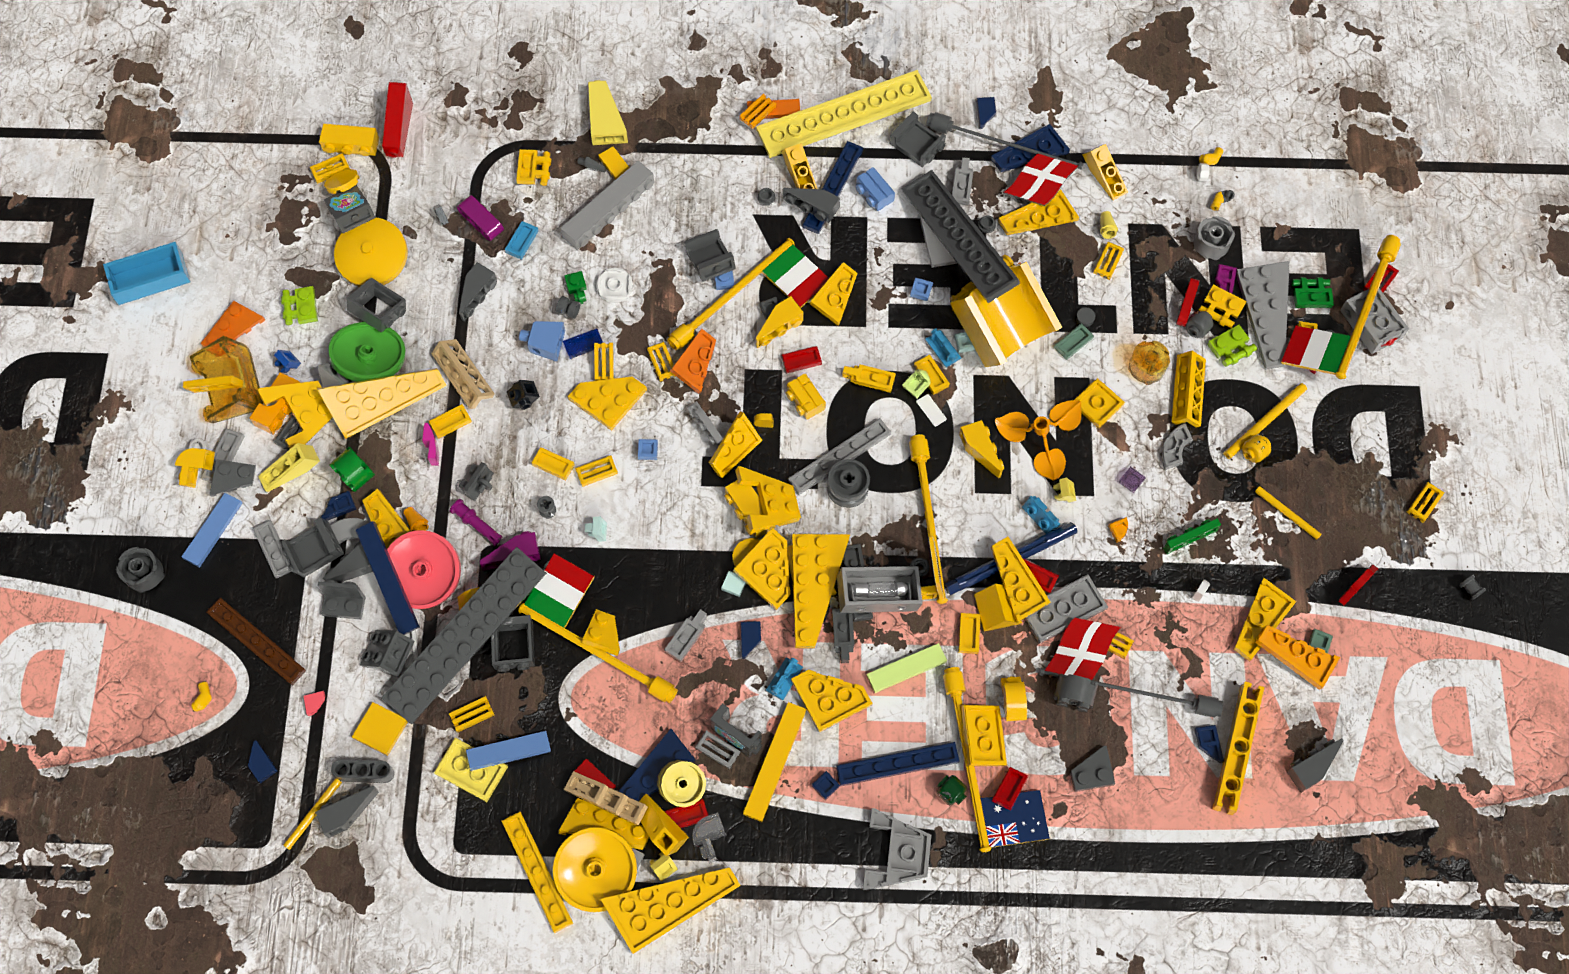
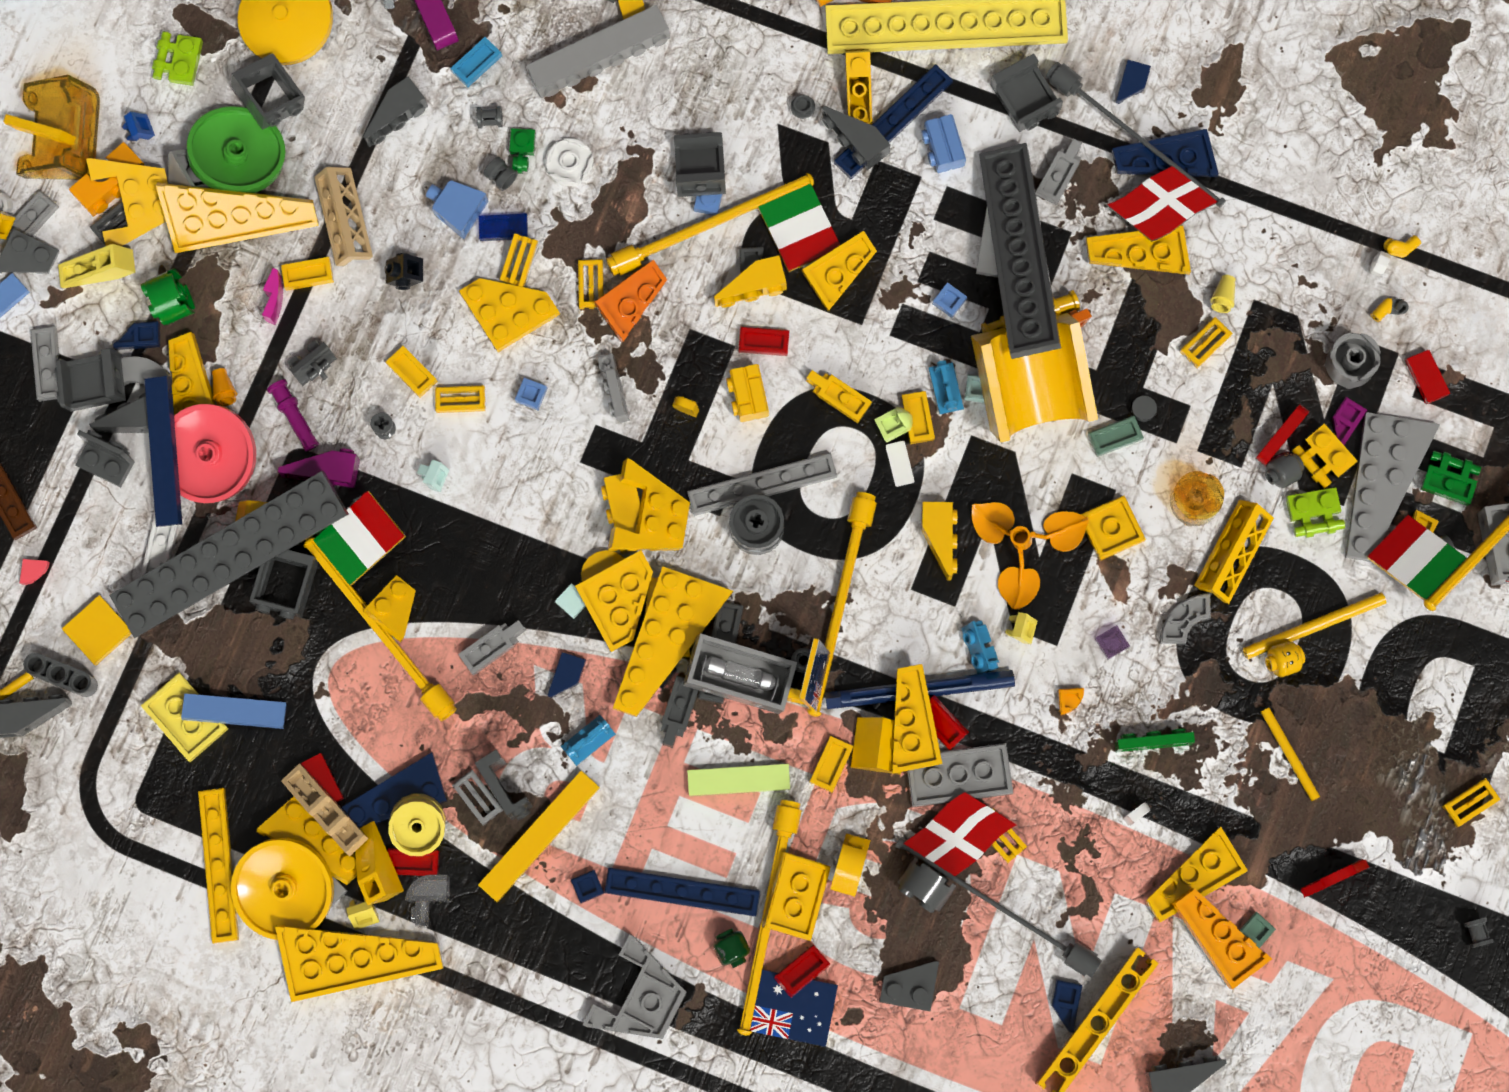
camera: 25 degrees right, 10 degrees up
(233, 323) = (88, 57): orange wing -> none
(387, 651) = (134, 541): dark grey bracket -> none
(454, 714) = (206, 641): yellow tile -> none
(552, 273) = (489, 117): none -> dark grey bush
(736, 444) = (637, 427): yellow wing -> none
(829, 698) = (631, 784): yellow plate -> none
(987, 224) = (1069, 240): dark grey plate -> none
(1105, 171) = (1252, 220): yellow slope -> none
(1266, 234) = (1427, 376): none -> red tile

